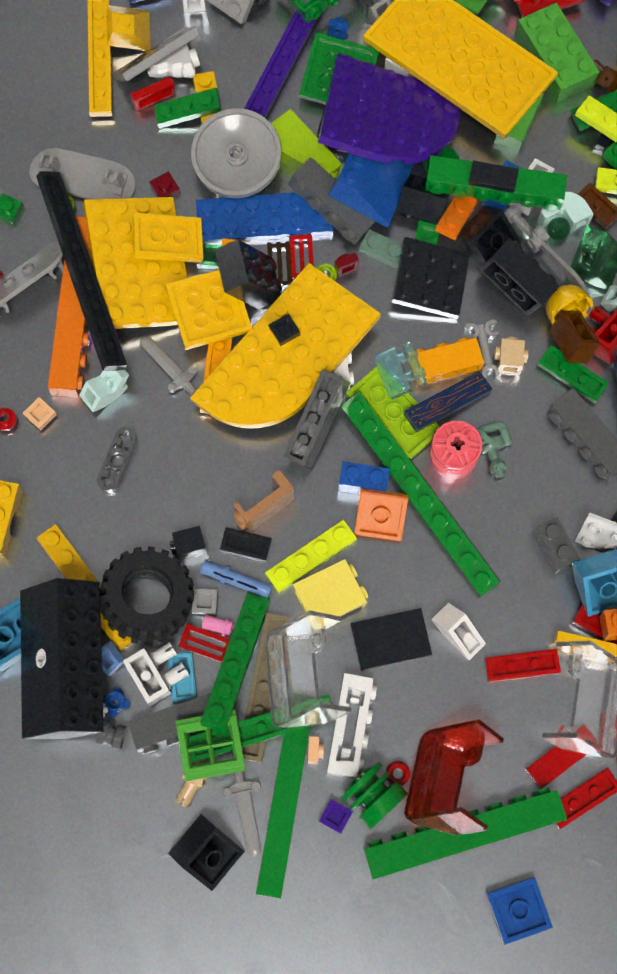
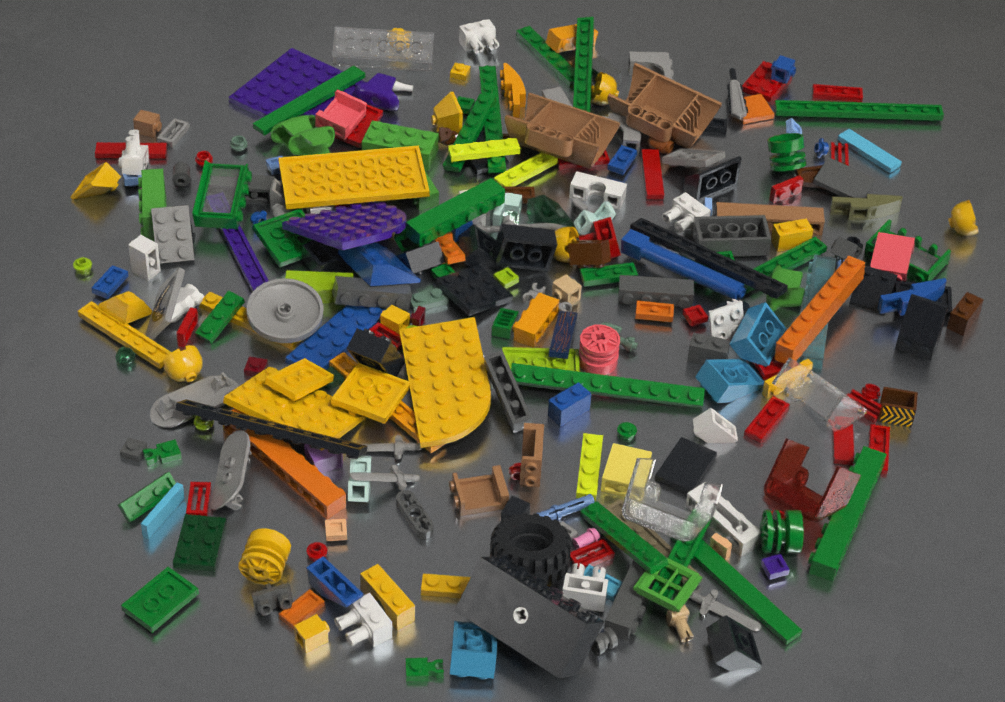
camera: 50 degrees left, 30 degrees down
(77, 79) = (125, 356): none -> clear green plate
(103, 134) = (183, 365): none -> yellow cylinder
(140, 411) = (396, 476): none -> light grey sword
(189, 491) = (480, 493): none -> medium nougat panel
(243, 501) = (515, 471): none -> red plate
(245, 544) = (546, 491): black tile -> none
(284, 329) = (432, 364): black tile -> none
(324, 246) = (395, 318): none -> yellow brick
(381, 514) = (601, 410): orange tile -> none
(384, 553) = (626, 431): none -> green plate
(393, 373) = (520, 341): clear light blue plate -> none
(401, 336) = (504, 323): none -> green slope
(475, 291) = (506, 277): none -> lime plate
(493, 176) = (455, 204): black tile -> none
(519, 910) = (921, 522): blue plate -> none
(538, 594) = (728, 379): none -> dark azure slope
(563, 454) = (654, 311): none -> orange plate
(595, 495) = (695, 315): none -> red plate

